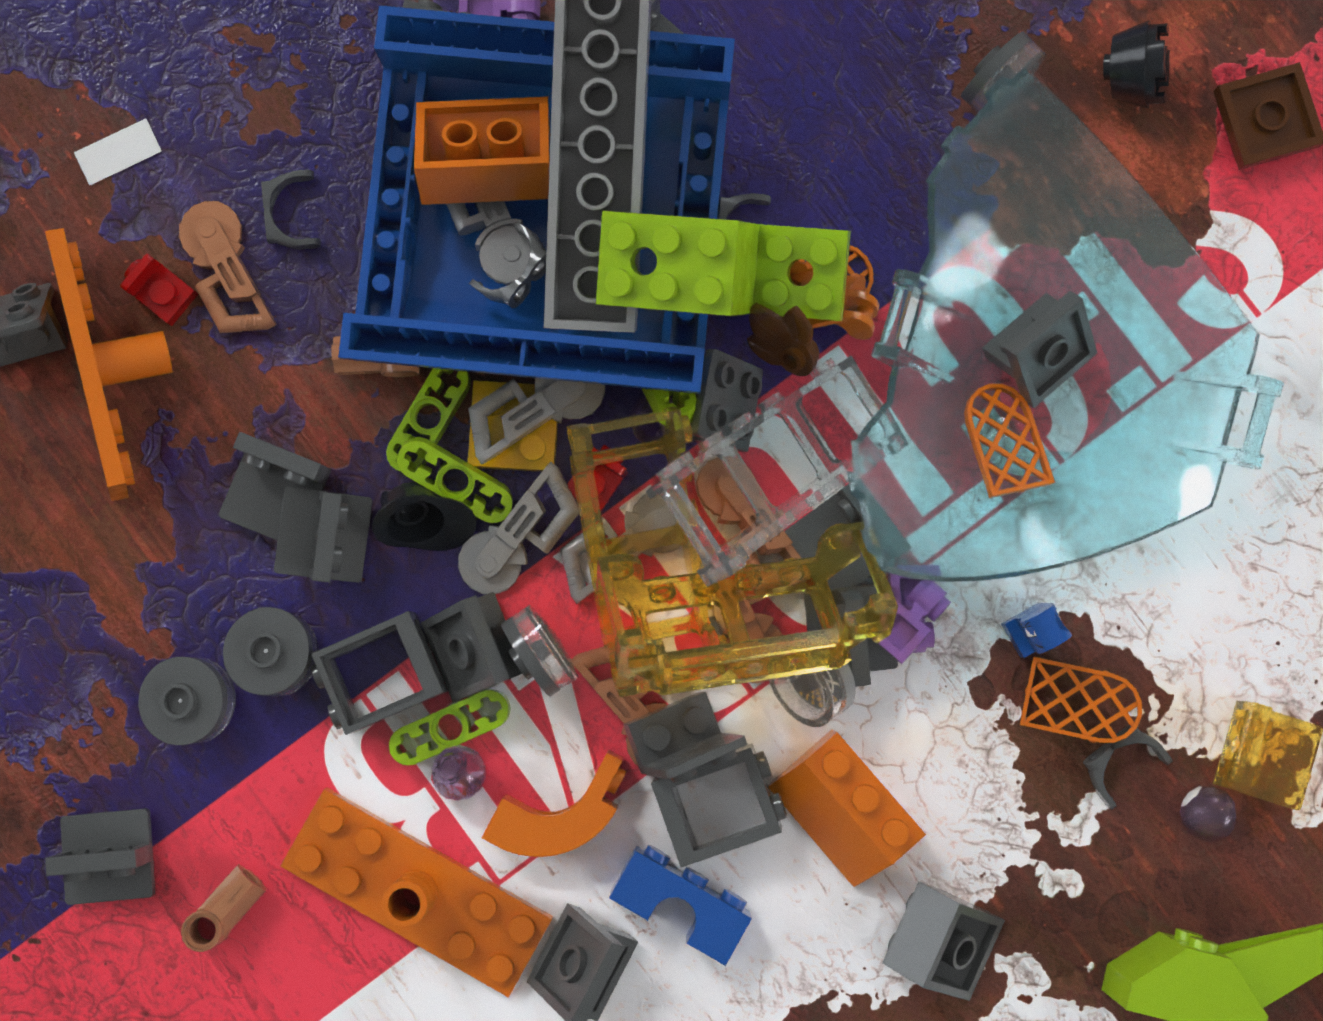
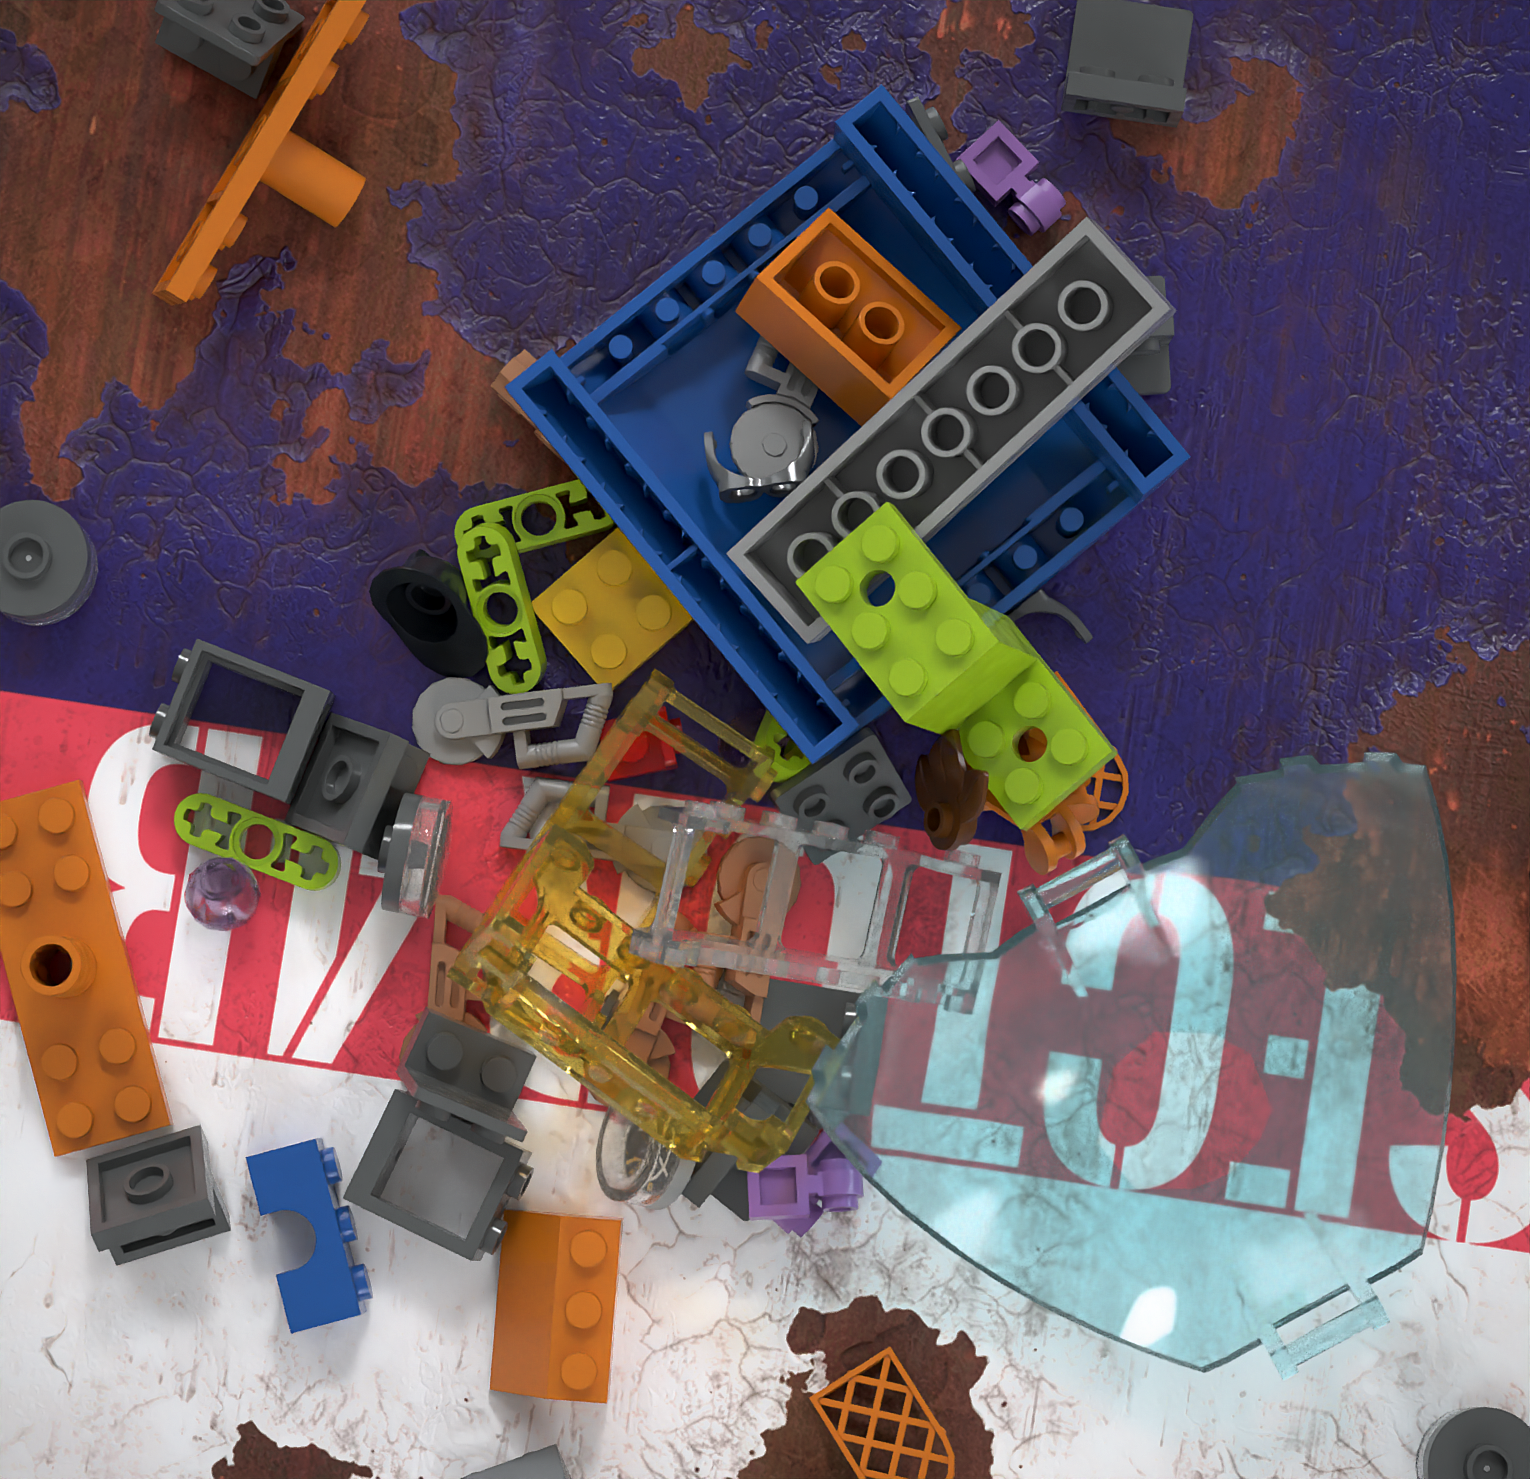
camera: 40 degrees right, 0 degrees up
(158, 288) = (403, 130): red bracket -> none
(213, 238) = (505, 129): nougat piece -> none
(260, 483) = (316, 442): dark grey bracket -> none
(270, 192) = (607, 140): dark grey cap -> none
(270, 652) = (158, 596): dark grey piece -> none
(322, 535) = (321, 533): dark grey bracket -> none
(551, 401) = (638, 617): light grey piece -> none
(551, 833) = (243, 1033): orange arch -> none
(999, 62) = (1444, 744): piece -> none
(1030, 425) = (1115, 1116): orange window -> none
(1036, 629) = (915, 1320): blue leg -> none
(1044, 345) = (1202, 1054): dark grey bracket -> none

